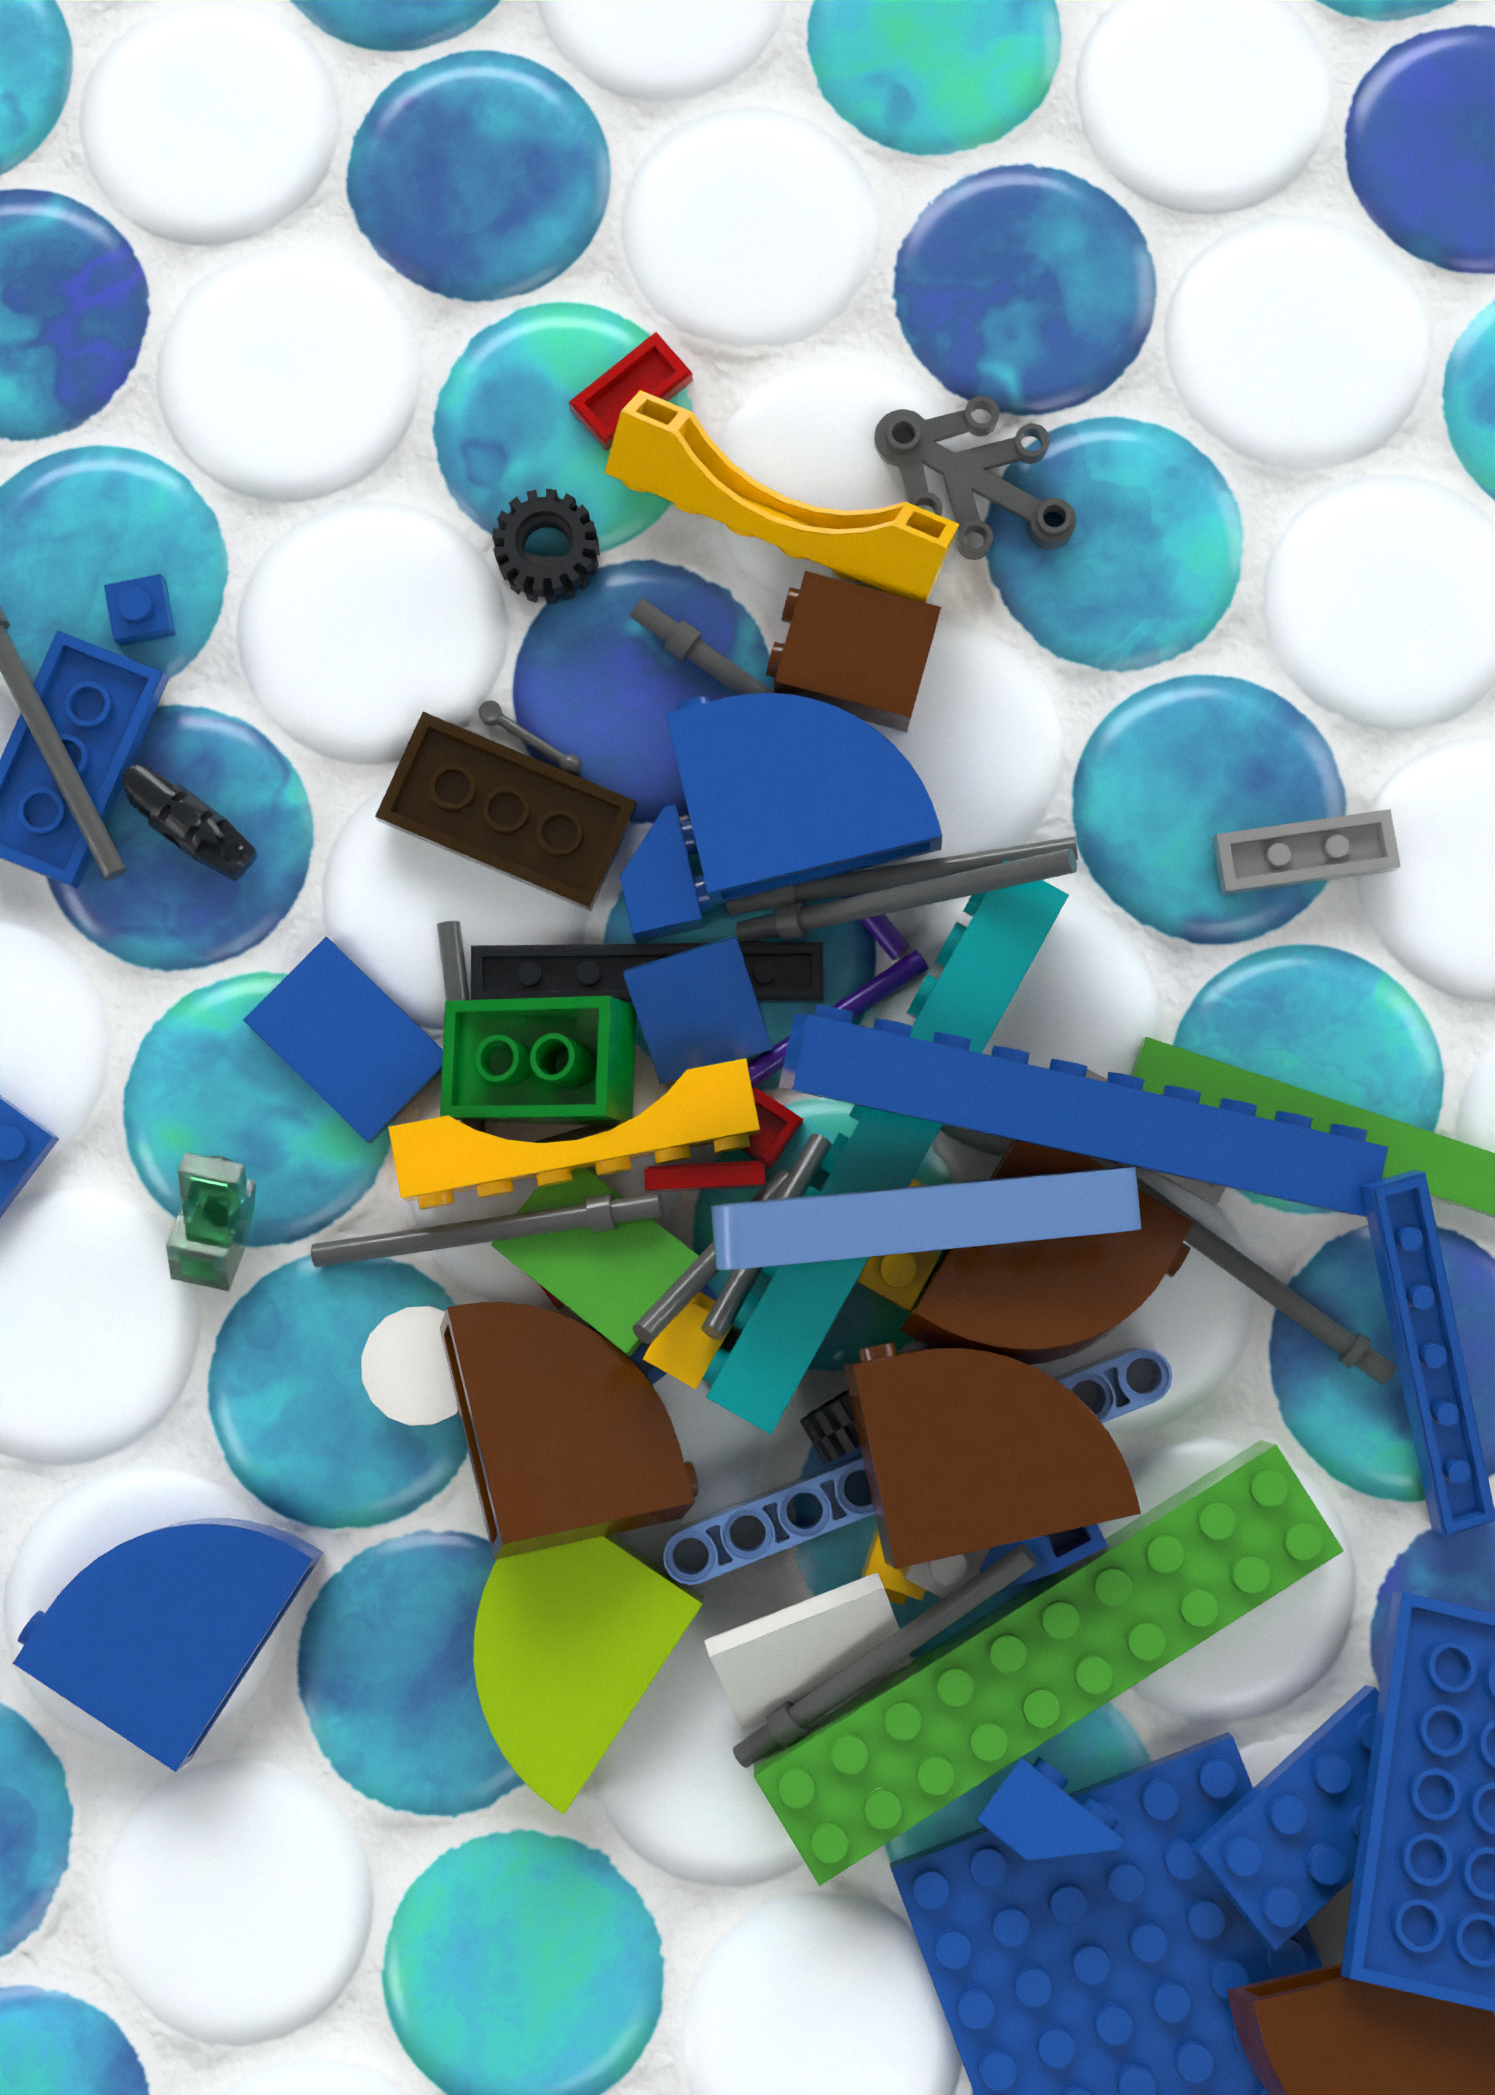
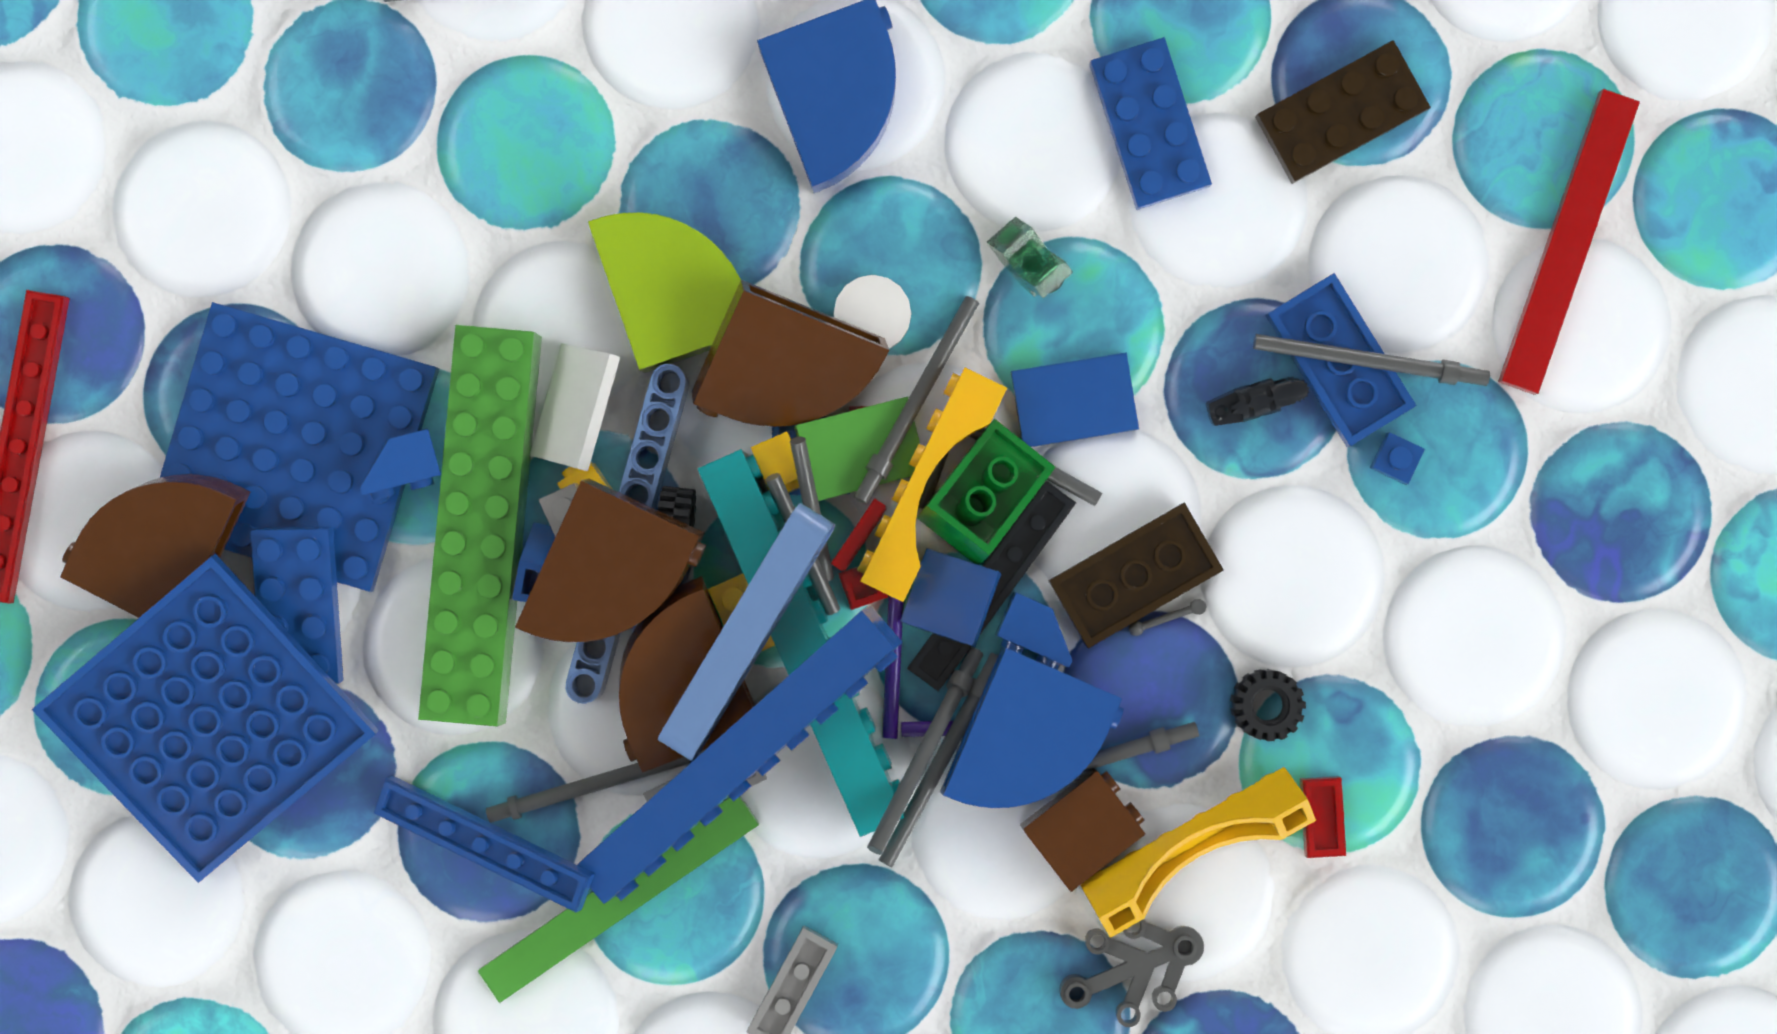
camera: 120 degrees right, 5 degrees up
(791, 1720) = (547, 371): dark grey bar -> none

